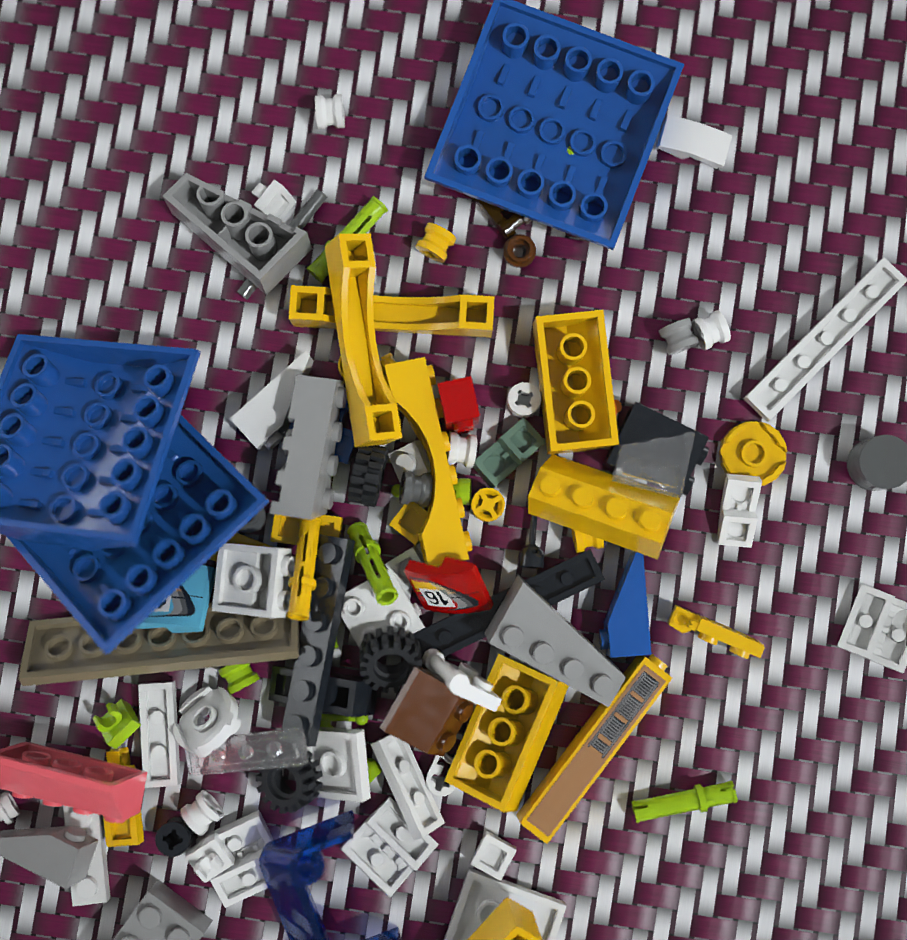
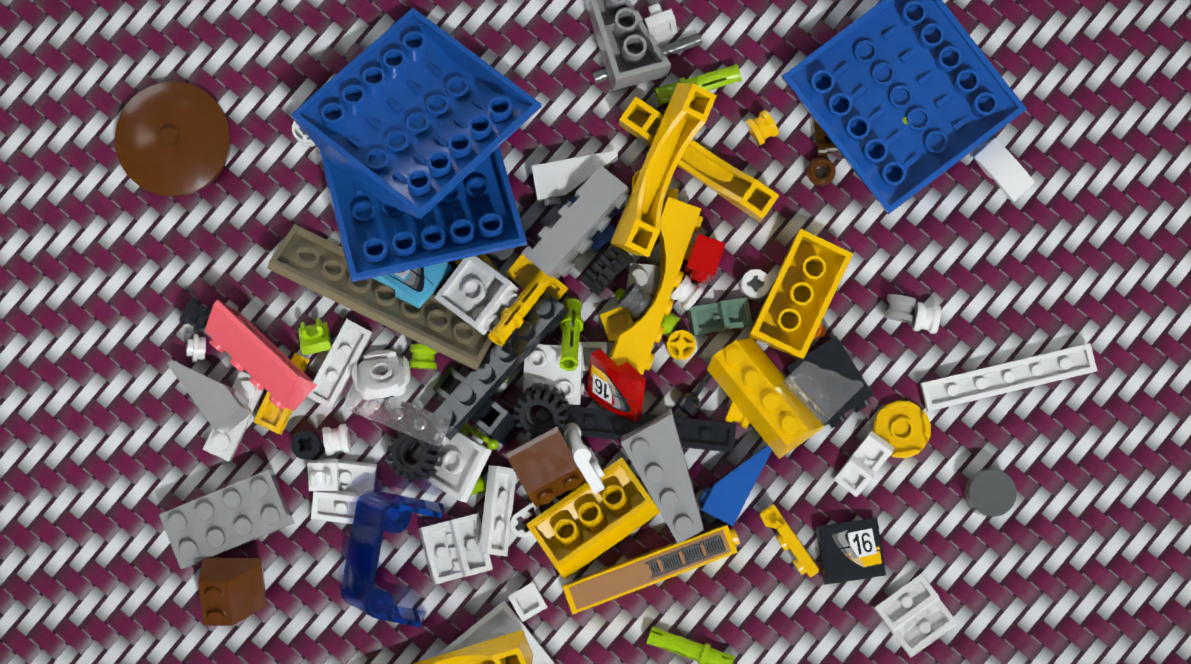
camera: 30 degrees right, 0 degrees up
(779, 605) = (850, 551): none -> slope

